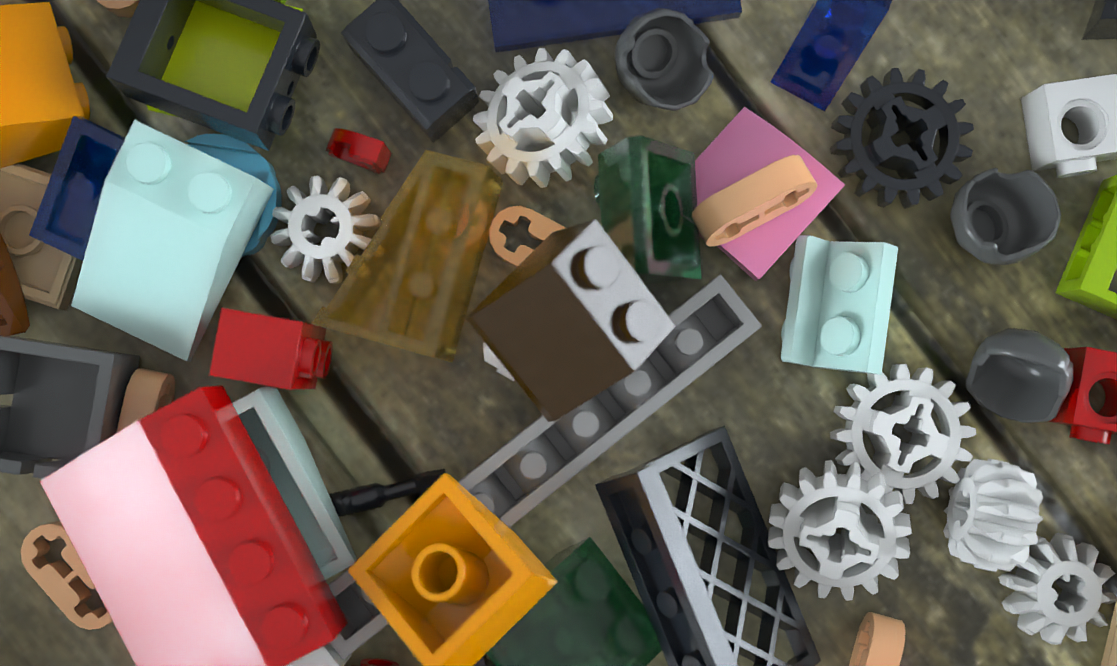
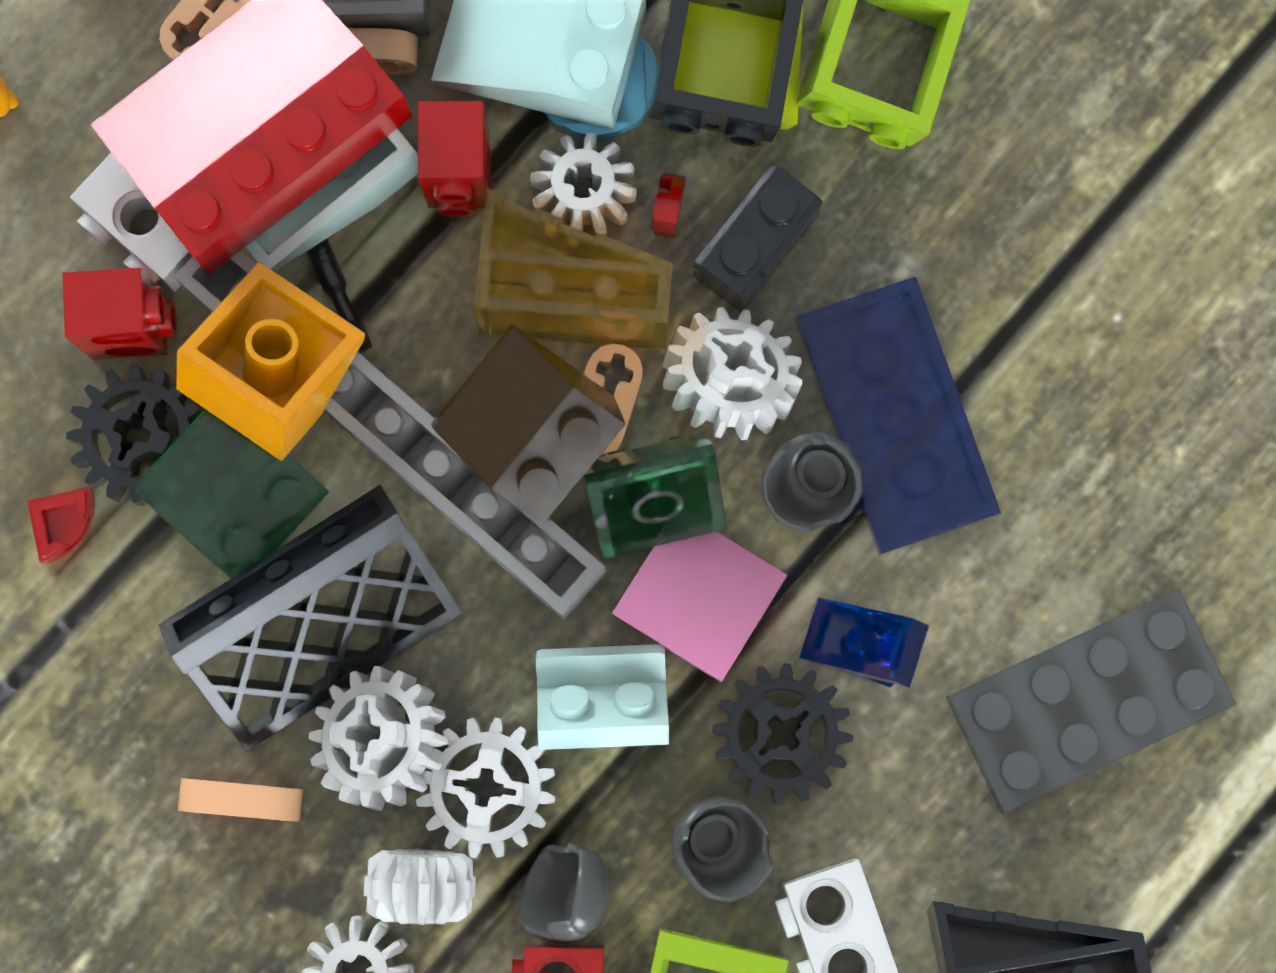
camera: 85 degrees right, 5 degrees down
(754, 200) = (685, 589): light nougat beam -> none

